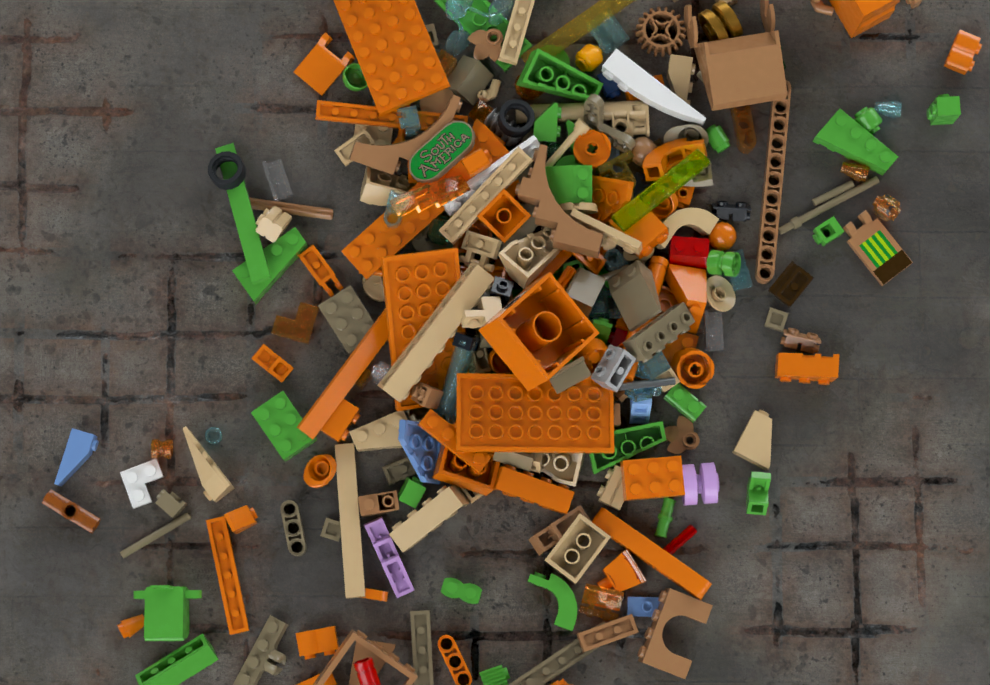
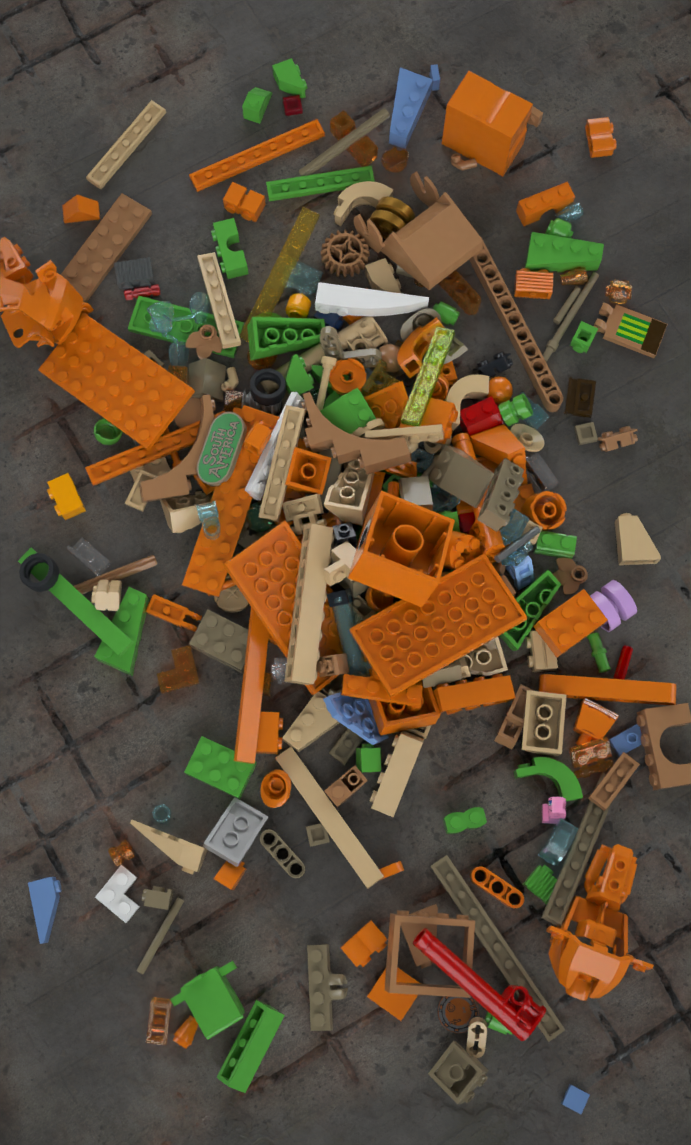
camera: 30 degrees left, 5 degrees down
(81, 517) = (57, 959): dark orange piece -> none
(125, 590) = (159, 1003): none -> clear orange slope
(227, 575) = (248, 932): orange plate -> none
(265, 487) = (235, 831): none -> light grey plate
(272, 363) = (177, 718): orange slope -> none
(287, 115) = (66, 496): none -> light orange brick
(321, 66) = (72, 440): orange flag -> none
(389, 557) = (382, 829): lavender slope -> none
(409, 120) = (176, 439): clear light blue brick -> none
(433, 193) = (232, 489): clear orange slope -> none
(528, 655) = (558, 842): none -> clear light blue brick
(541, 627) = (554, 810): none -> bright pink leg
(570, 375) = (451, 572): dark tan panel -> none
(613, 368) = (483, 545): light grey brick -> none
(758, 493) = (663, 586): bright green brick -> none
(807, 368) = (638, 457): orange wedge -> none
(813, 156) = (533, 284): none -> orange brick
(867, 85) = (533, 207): none -> orange arch
(944, 110) = (616, 188): bright green brick -> none

